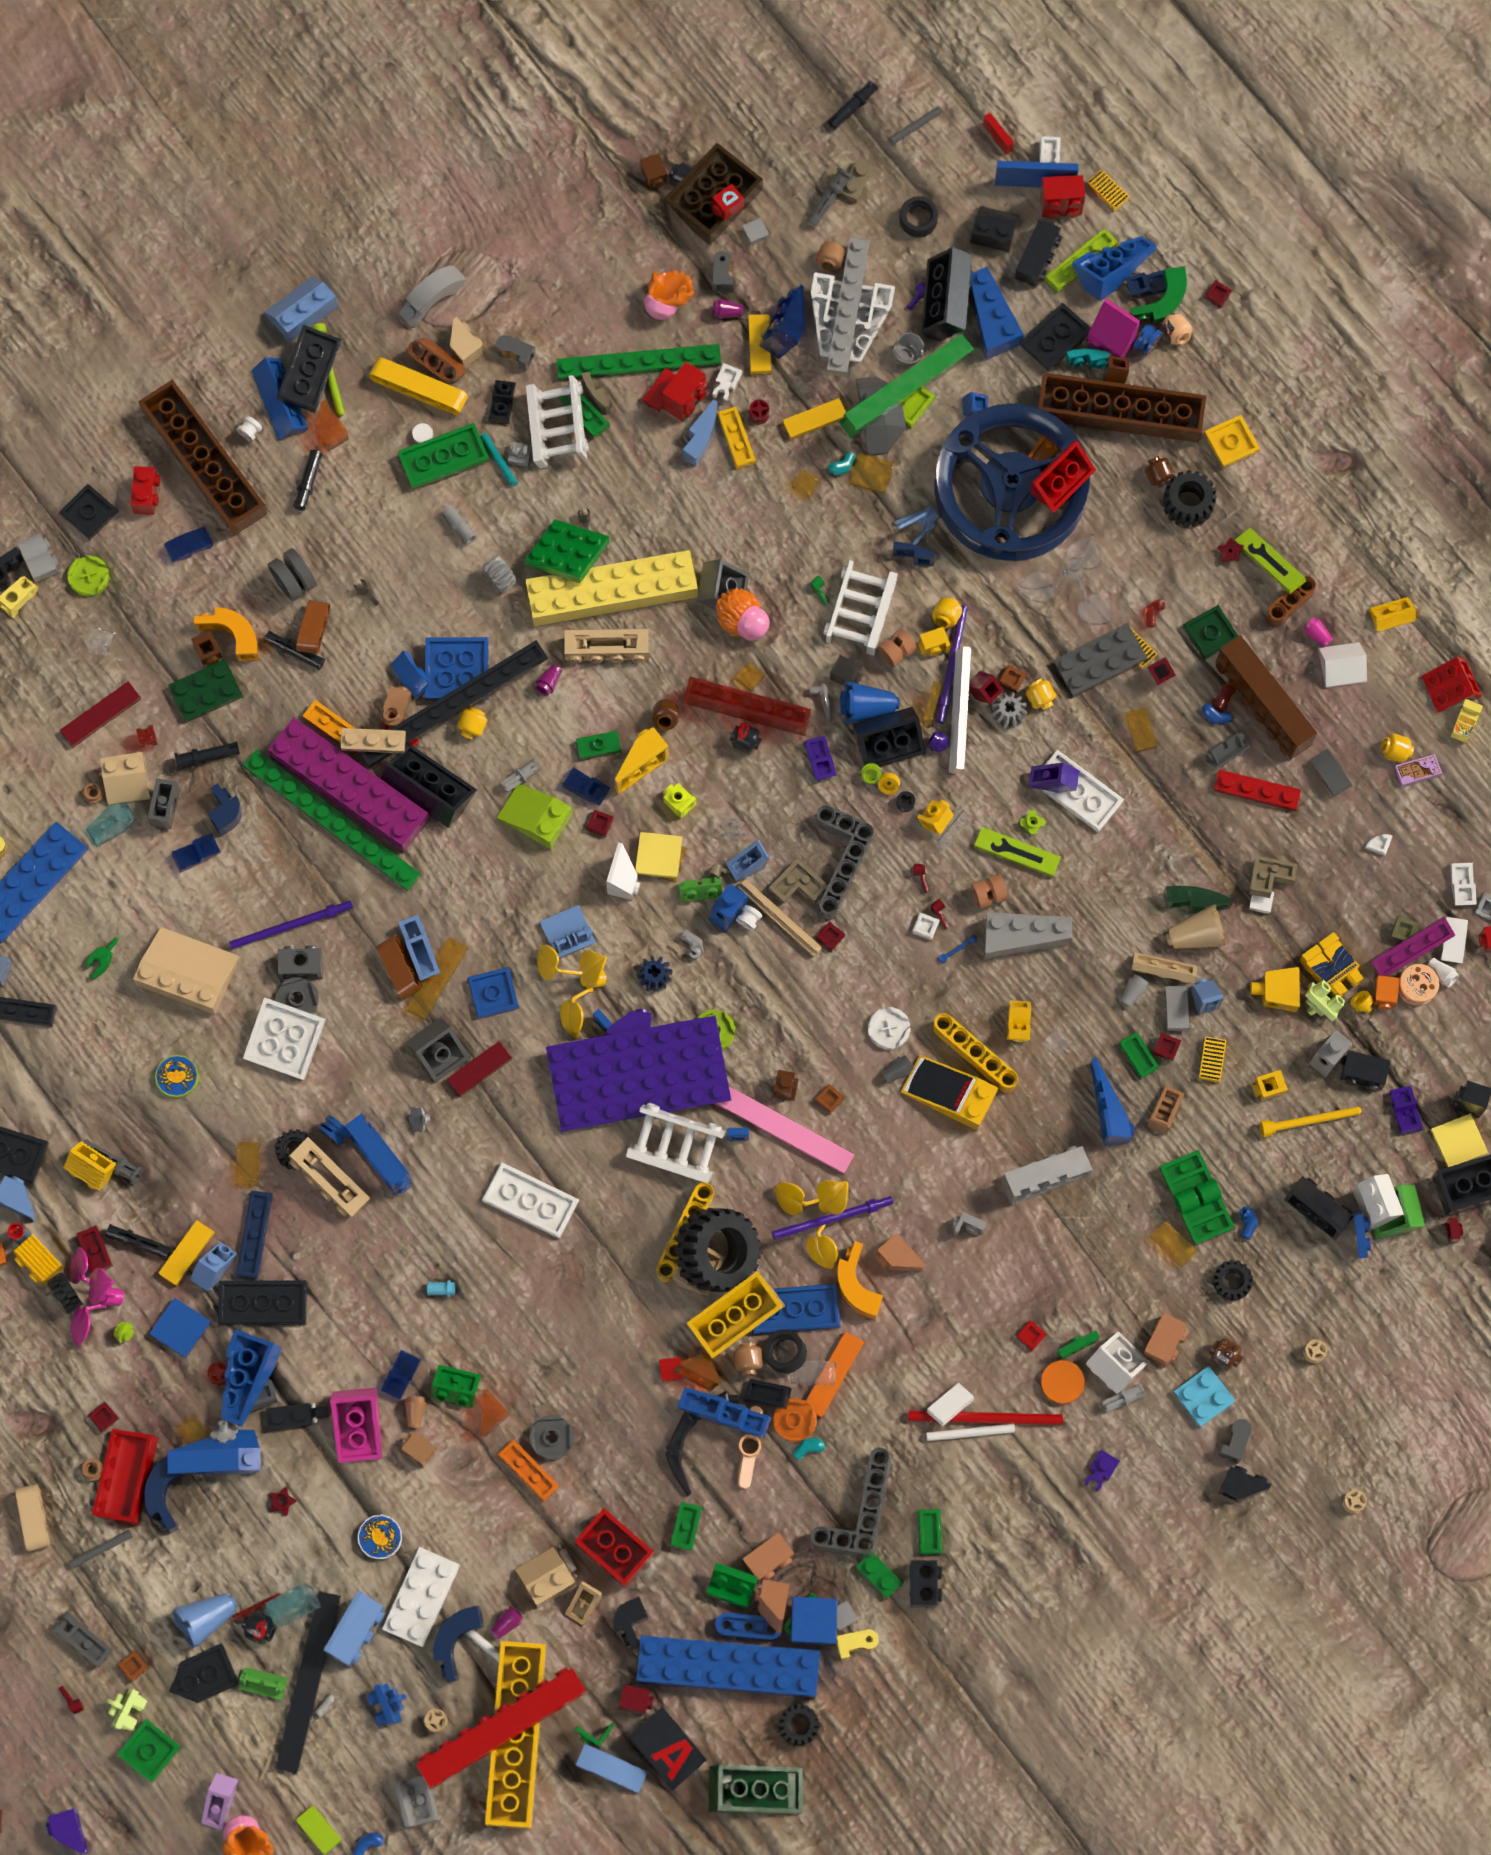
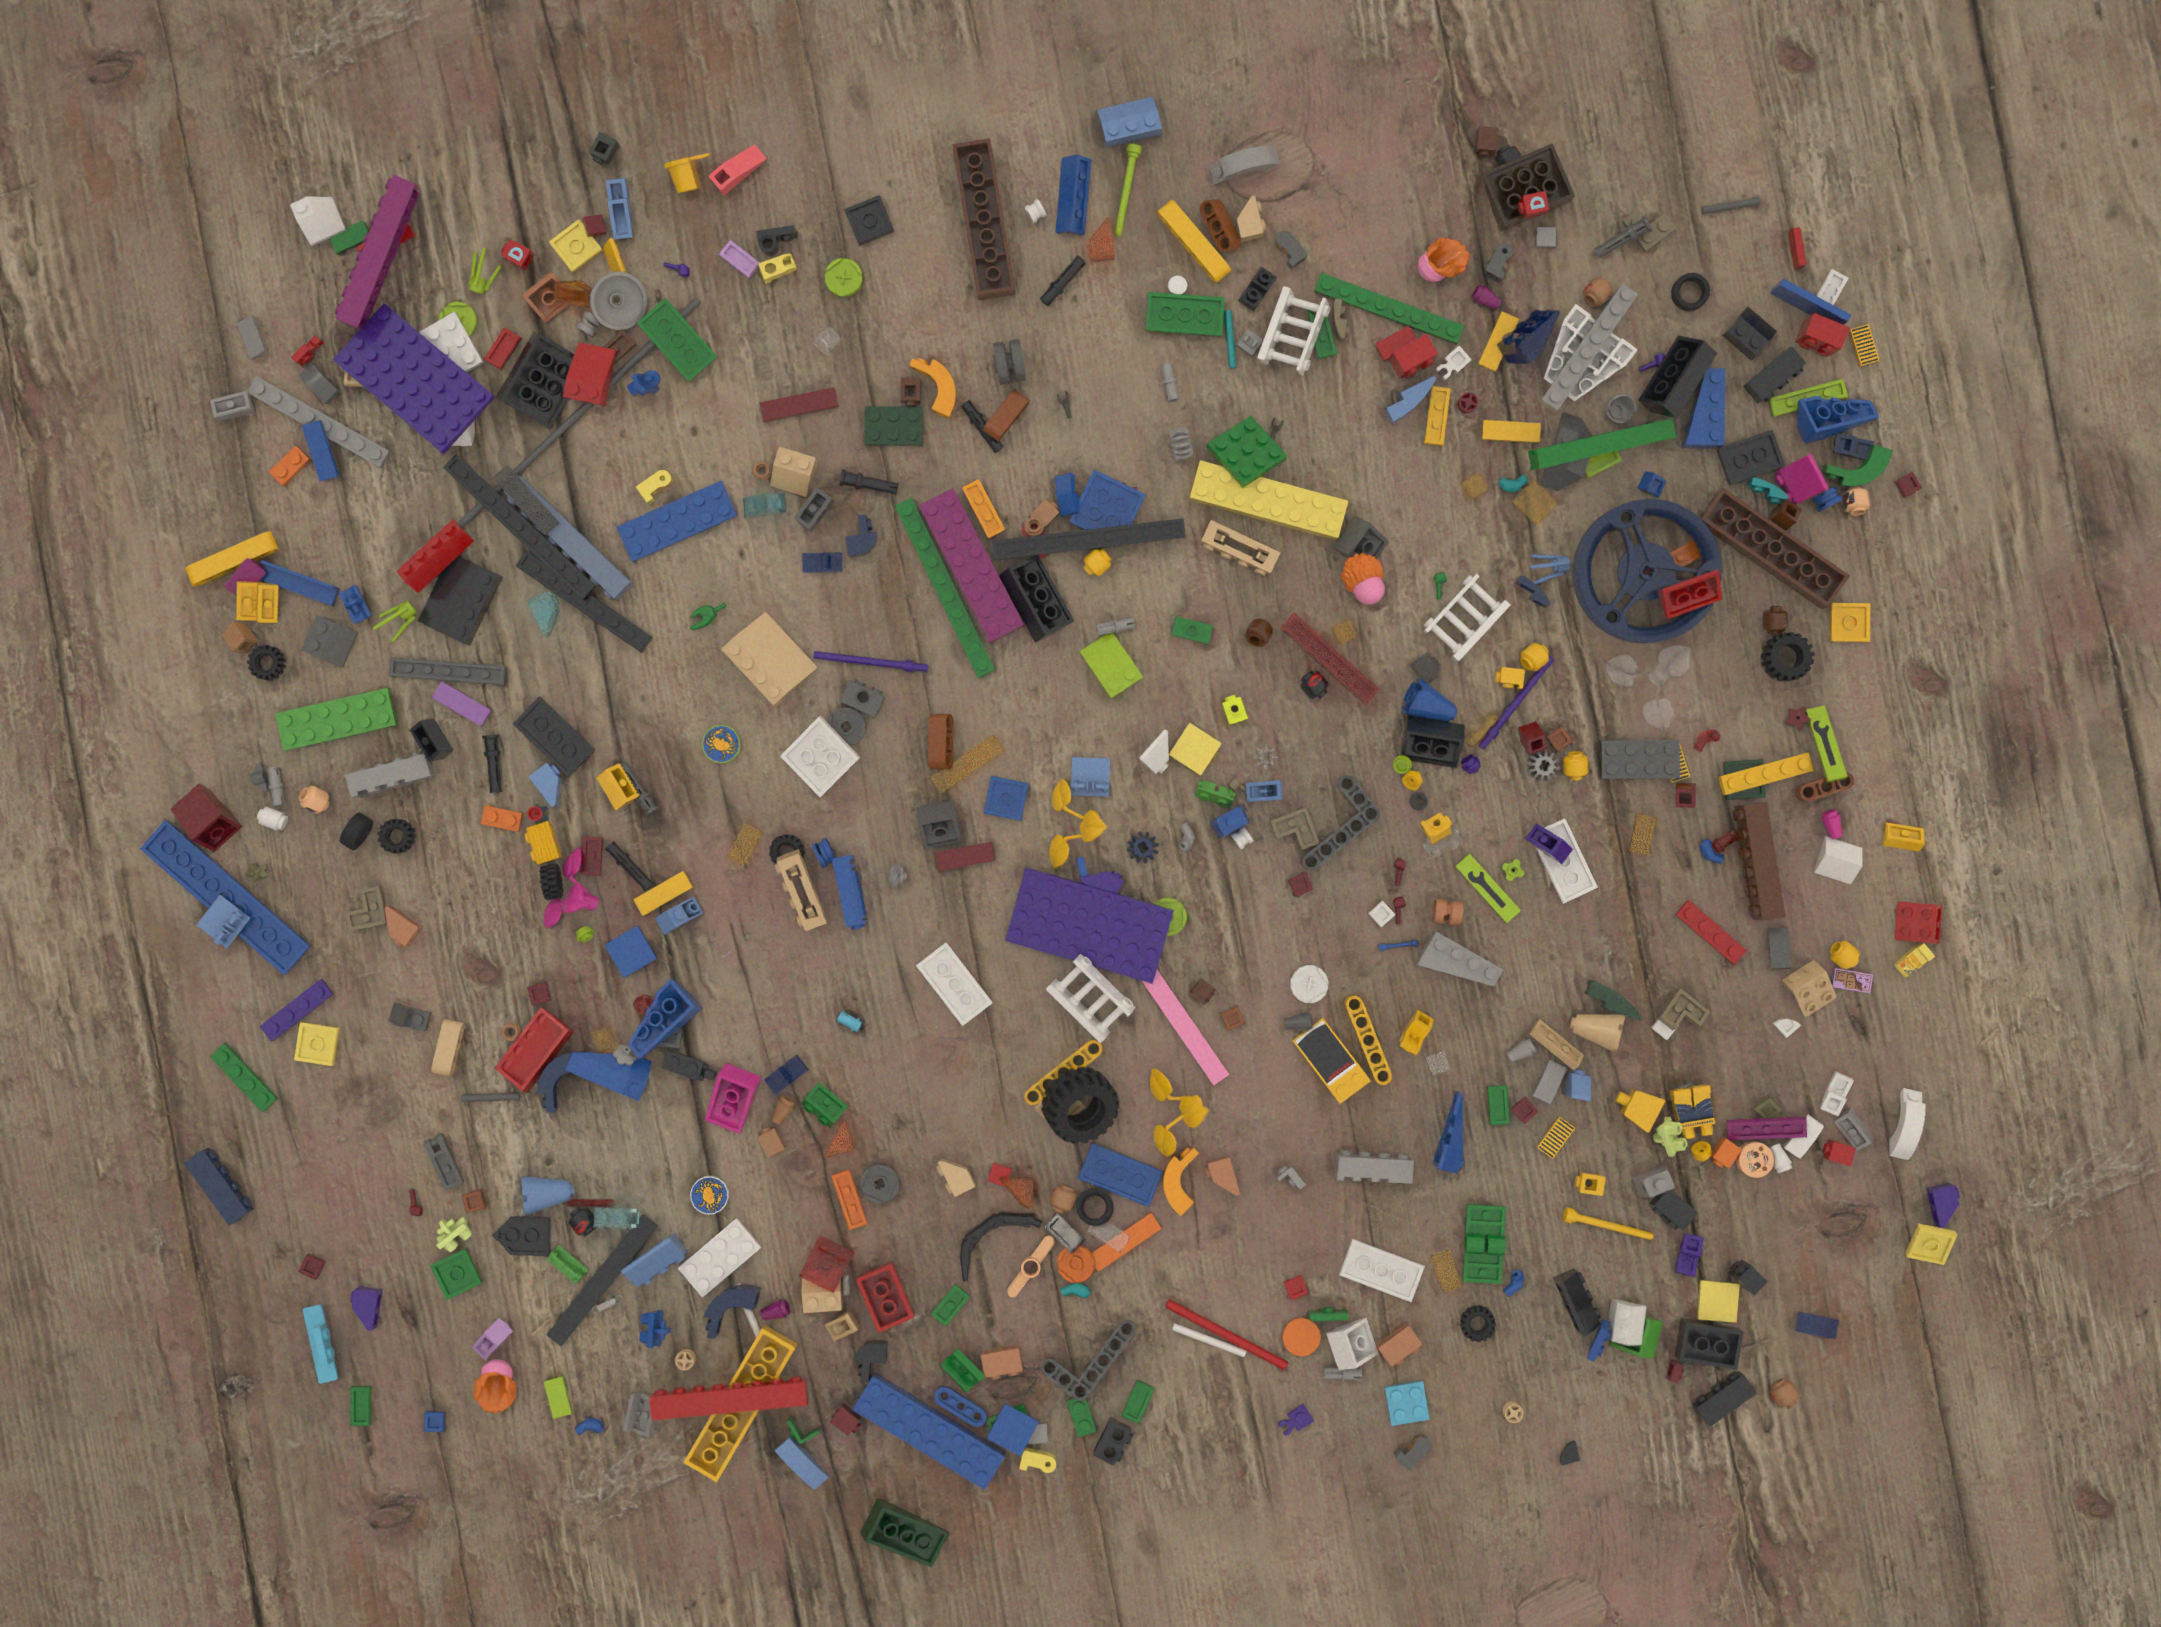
camera: 30 degrees right, 15 degrees up
(37, 558) = (808, 242): light grey brick -> none
(144, 490) = (923, 224): red brick -> none
(147, 736) = (827, 443): clear red wheel -> none
(187, 544) = (937, 290): clear blue slope -> none
(254, 1235) = (723, 904): dark blue tile -> none
(263, 1302) = (704, 963): black tile -> none
(282, 1495) = (646, 1133): dark red plate -> none
(309, 369) = (1109, 182): black tile -> none
(373, 740) = (1007, 540): tan plate -> none
(419, 947) = (964, 733): medium blue slope -> none
(536, 1542) = (826, 1264): none -> clear red slope
(547, 681) = (1177, 555): magenta cone -> none
(585, 787) = (1164, 660): clear blue slope -> none
(600, 823) = (1160, 697): dark red tile -> none
(628, 1390) = (957, 1177): none -> tan slope
(645, 756) = (1225, 660): yellow slope -> none
(667, 1748) = (852, 1468): black slope -> none
(723, 1412) = (1022, 1233): blue slope -> none
(735, 1314) = (1069, 1163): yellow slope -> none
(737, 1134) = (1144, 1013): blue tile -> none
(772, 1602) = (987, 1400): nougat slope -> none
(780, 918) = (1267, 849): tan axle -> none
(795, 1711) = (956, 1511): black tyre -> none
(820, 758) = (1367, 730): dark purple slope -> none
(824, 696) = (1396, 681): light grey bar -> none
(859, 99) = (1694, 158): black pin -> none
(870, 1206) = (1220, 1122): dark purple bar -> none
(899, 646) = (1471, 670): nougat wheel -> none
(950, 1404) = (1203, 1312): white tile -> none
(959, 710) = (1502, 746): white tile -> none
(1108, 1275) = (1381, 1270): none -> white tile
(1161, 1122) = (1486, 1160): medium nougat slope -> none
(1220, 755) = (1700, 890): dark grey hinge -> none
(1226, 1354) = (1441, 1380): reddish brown head -> none
(1227, 615) = (1765, 773): none -> yellow plate
(1242, 1486) = (1398, 1488): black slope -> none
(1357, 1498) = (1483, 1546): tan wheel -> none
(1382, 795) = (1810, 987): none -> tan bracket
(1395, 1366) = (1569, 1454): none -> black tile

